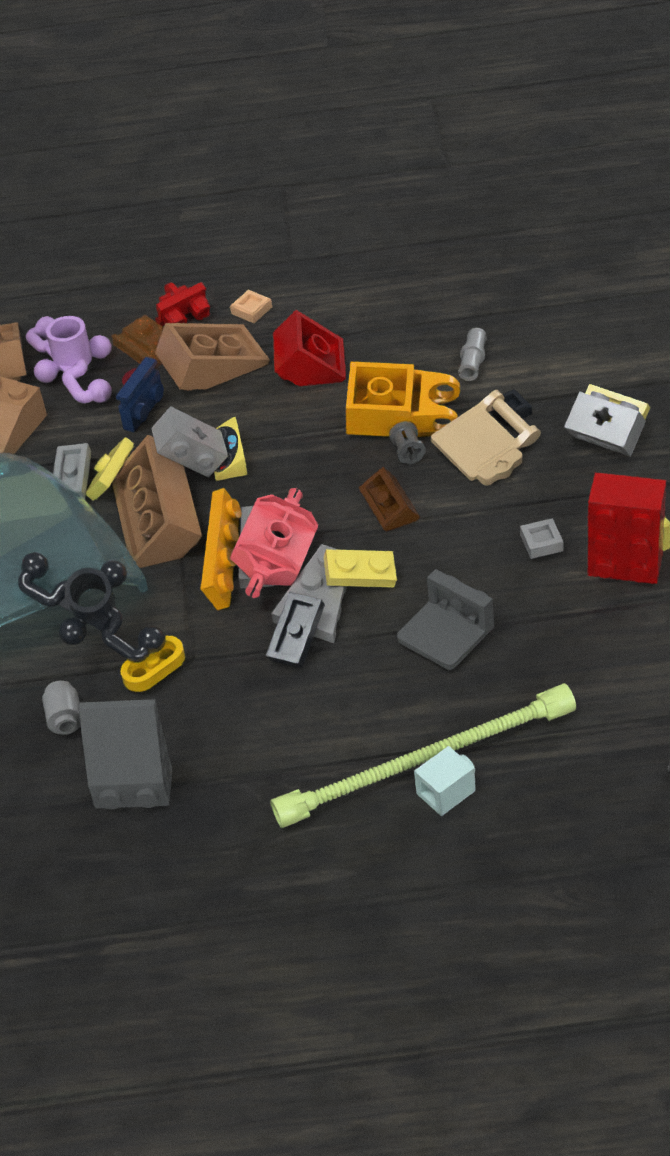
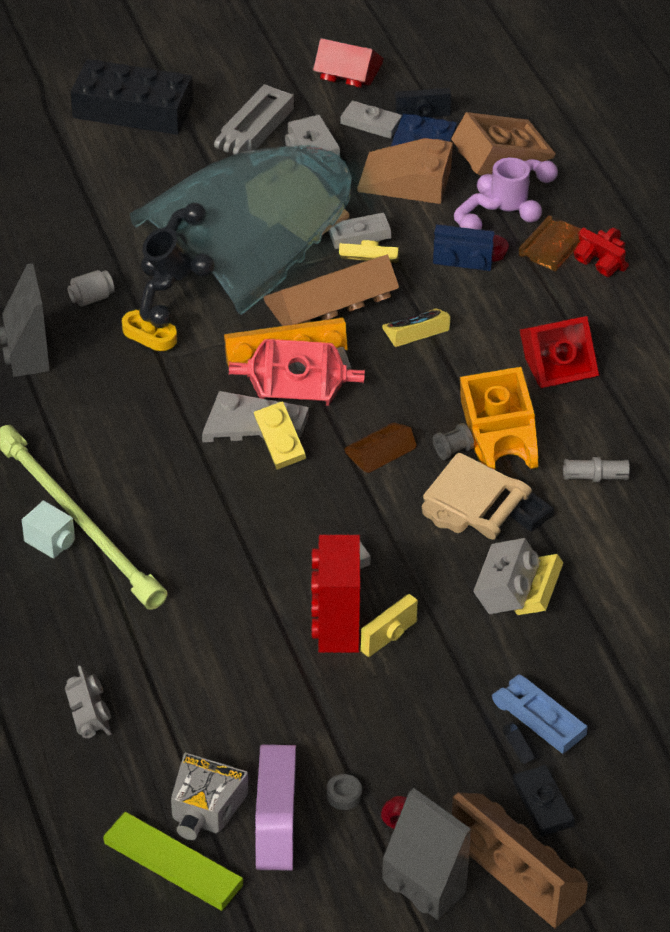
camera: 70 degrees right, 0 degrees up
(189, 442) = (409, 298): light grey brick -> none
(208, 353) = (539, 282): medium nougat slope -> none
(251, 306) = (626, 302): light nougat tile -> none
(295, 630) = (195, 405): plate -> none
(450, 621) = (224, 505): dark grey bracket -> none

